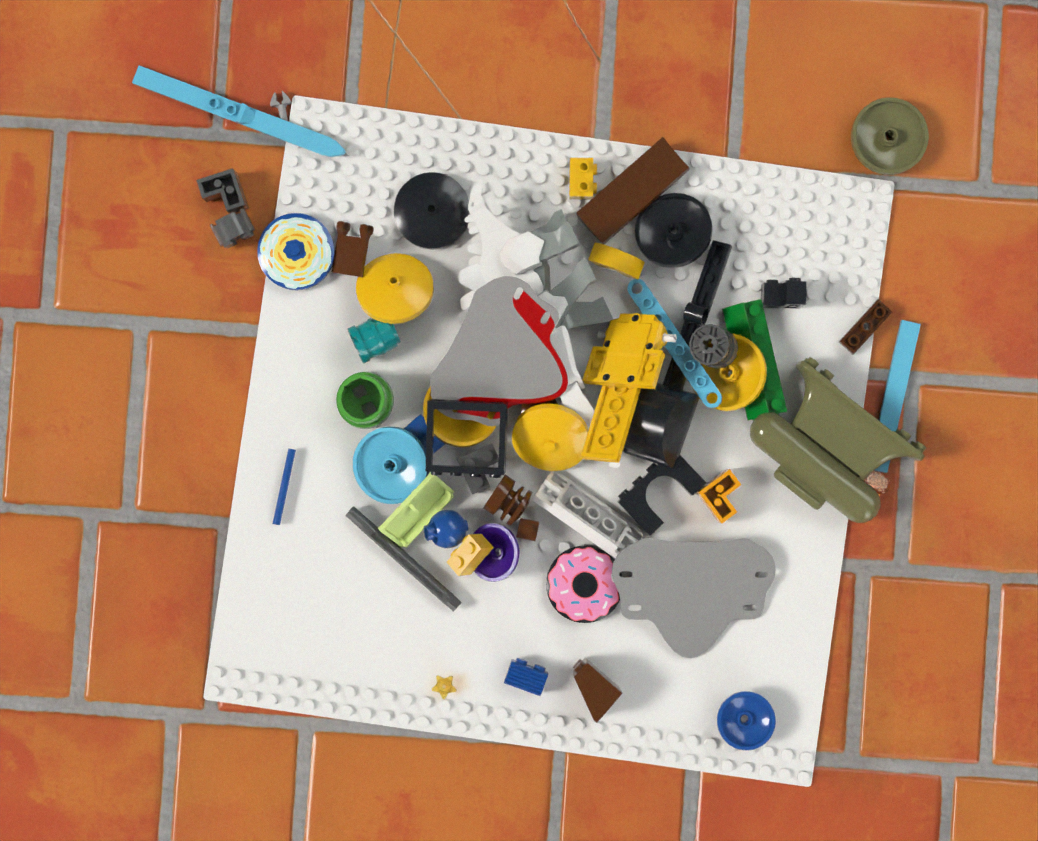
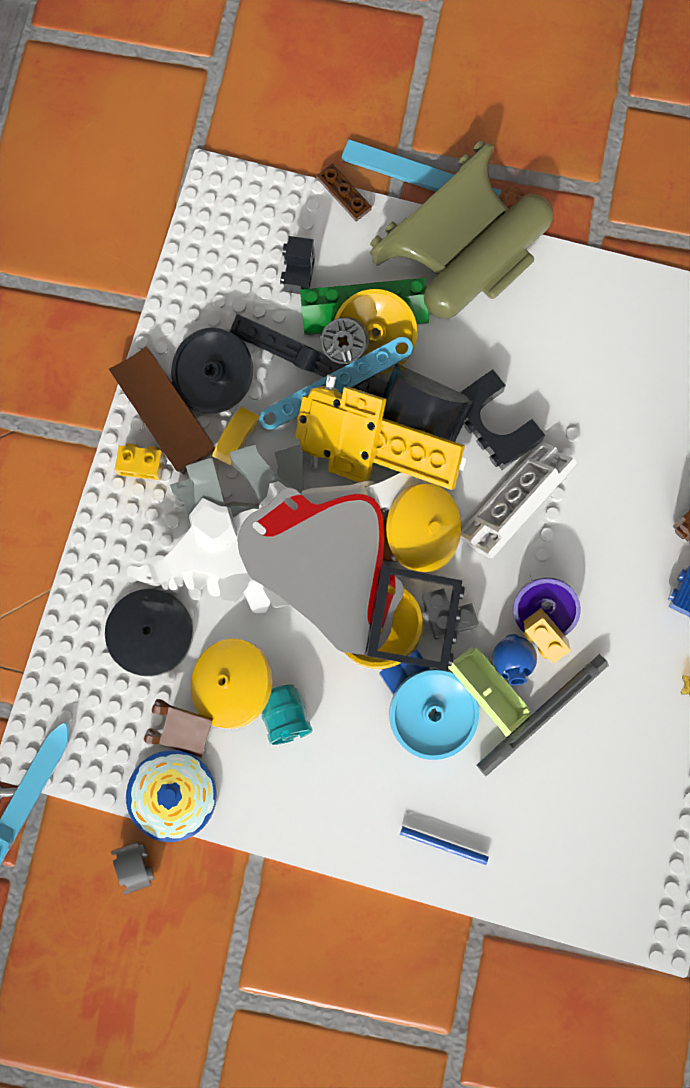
camera: 75 degrees left, 10 degrees down
(224, 185) = (80, 872): dark grey brick -> none
(377, 392) = (360, 754): bright green piece -> none
(508, 500) = (492, 581): reddish brown wheel -> none
(527, 529) = (523, 568): reddish brown brick -> none
(582, 584) = (590, 516): bright pink dish -> none
(692, 587) = (606, 399): light grey piece -> none
(715, 493) = (508, 361): light orange brick -> none
(903, 127) = (147, 144): olive dish -> none

